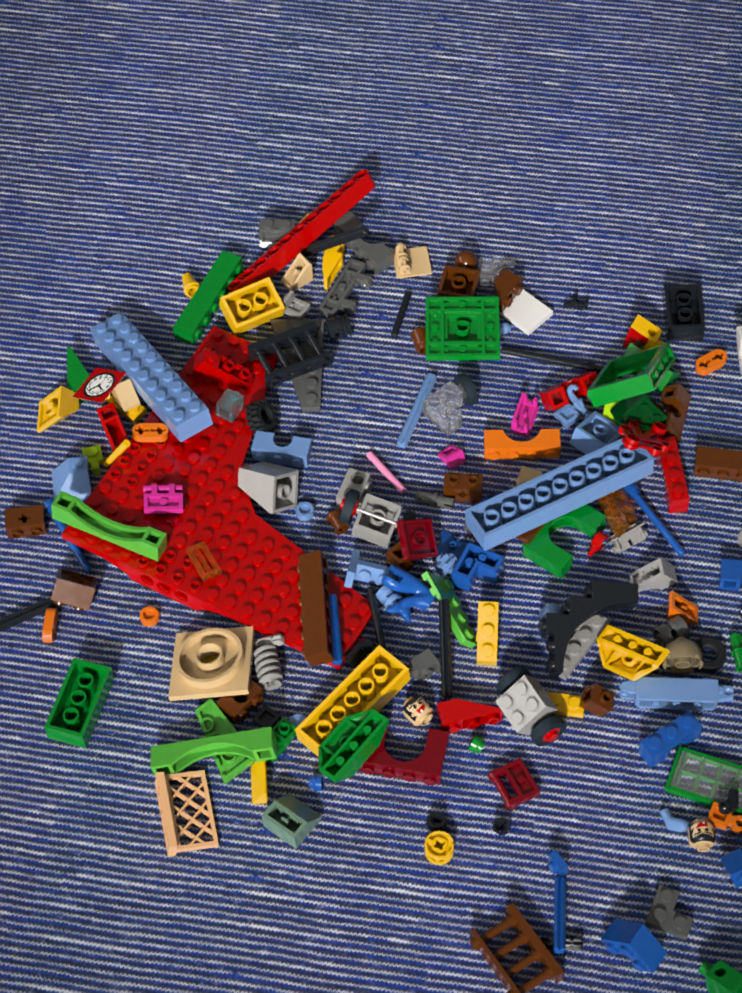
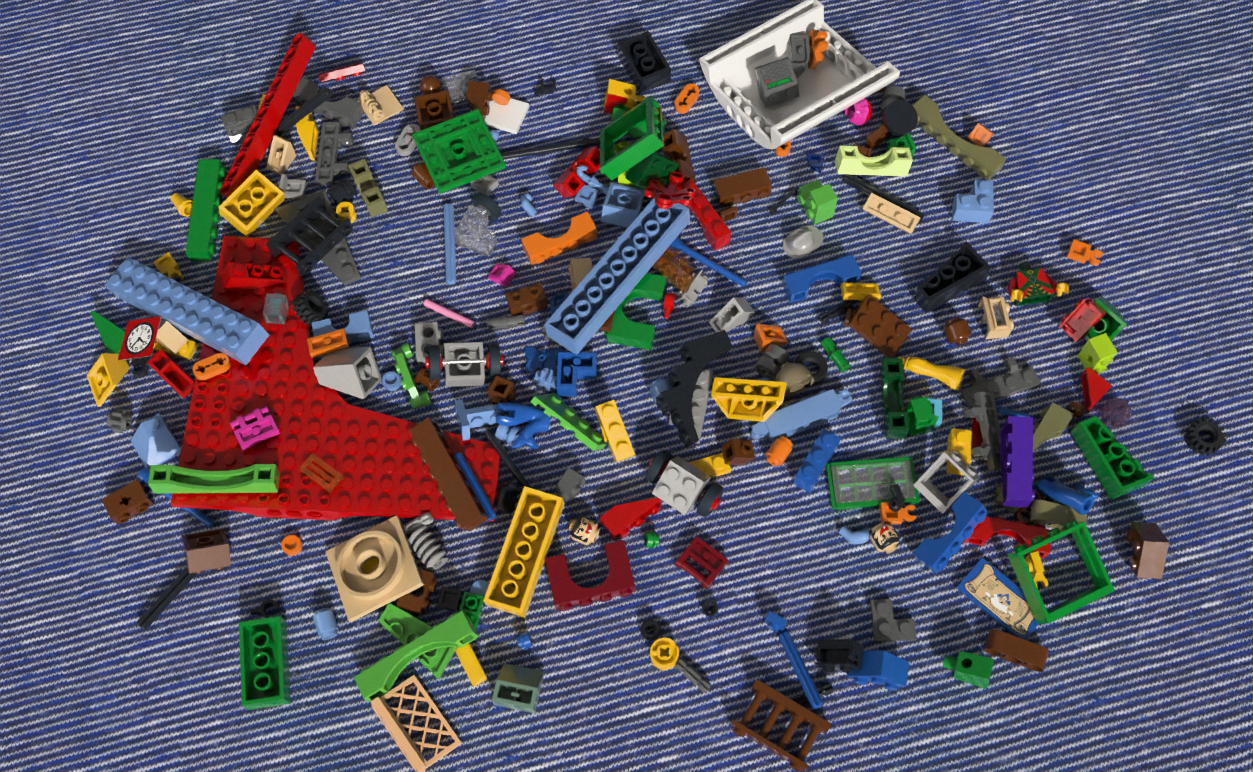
camera: 25 degrees left, 10 degrees up
(50, 450) = (119, 421): none -> dark grey gear
(50, 625) = (199, 596): orange beam -> none
(92, 408) = (143, 361): none -> black piece
(94, 458) = (166, 410): lime plate -> none
(101, 657) = (262, 609): none -> black piece
(118, 451) = (187, 399): yellow bar -> none
(147, 694) = (325, 623): none -> medium blue brick
(152, 334) = (168, 266): none -> yellow plate
(262, 453) = (327, 343): none -> orange plate
(323, 491) = (408, 382): none -> bright green plate
(333, 341) = (346, 206): none -> yellow wheel
(351, 744) = (543, 595): green wedge -> none
(363, 332) = (368, 190): none -> olive arch
(387, 220) = (340, 73): none -> hinge
(399, 319) = (393, 159): black bar -> none
(417, 538) = (511, 368): dark red tile -> none
(419, 303) = (406, 140): none -> light grey plate
(445, 648) = (583, 461): black axle -> none
(456, 878) = (693, 675): none -> dark grey axle
(475, 369) = (485, 184): none -> light grey bracket
(505, 403) = (527, 206): none -> medium blue arm
(524, 416) = (550, 211): dark pink hinge -> none
(528, 295) = (501, 97): none -> orange tile
(602, 915) = (839, 655): none -> black hinge
(637, 716) = (779, 451): none -> orange brick
(697, 483) = (728, 213): none -> reddish brown slope

